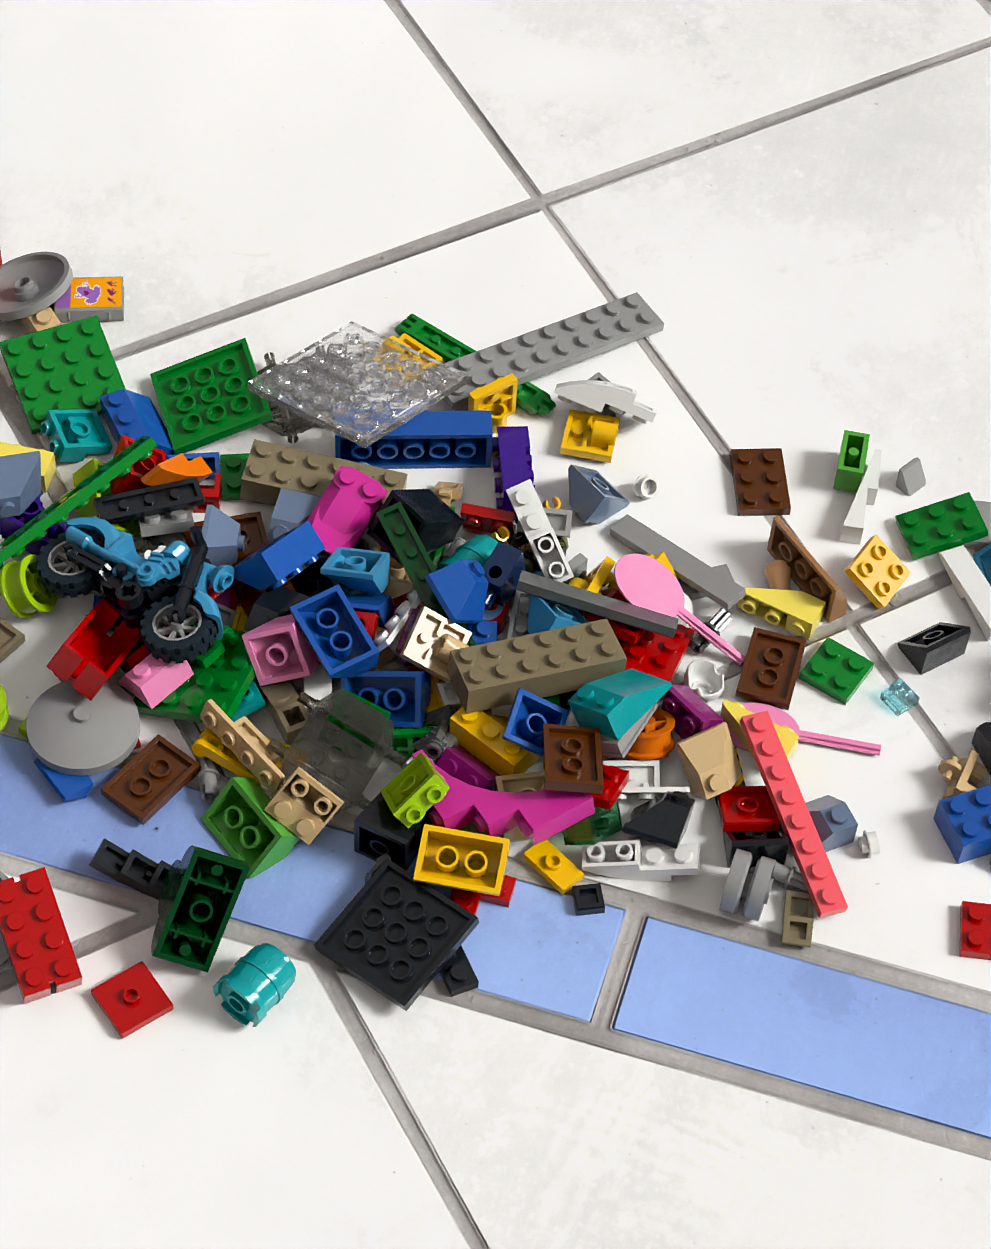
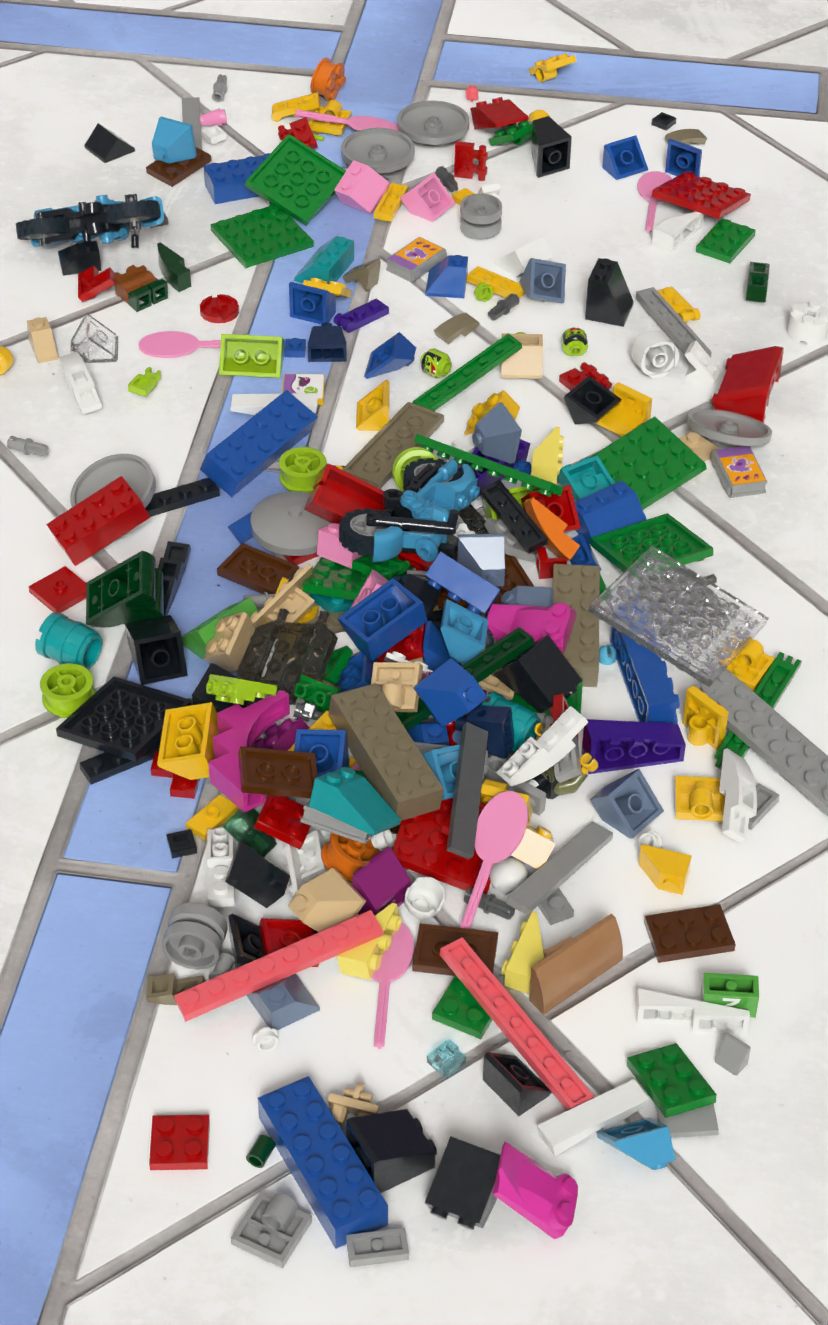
camera: 85 degrees right, 10 degrees down
(277, 895) = (156, 649): none -> black slope
(333, 993) = (66, 688): none -> lime wheel
(412, 725) = (316, 690): none -> green hips
(449, 491) = (597, 705): tan plate -> none
(684, 480) = (665, 868): none -> yellow slope
(874, 629) = (515, 1024): none -> coral plate
(877, 572) = (592, 1025): yellow plate -> none

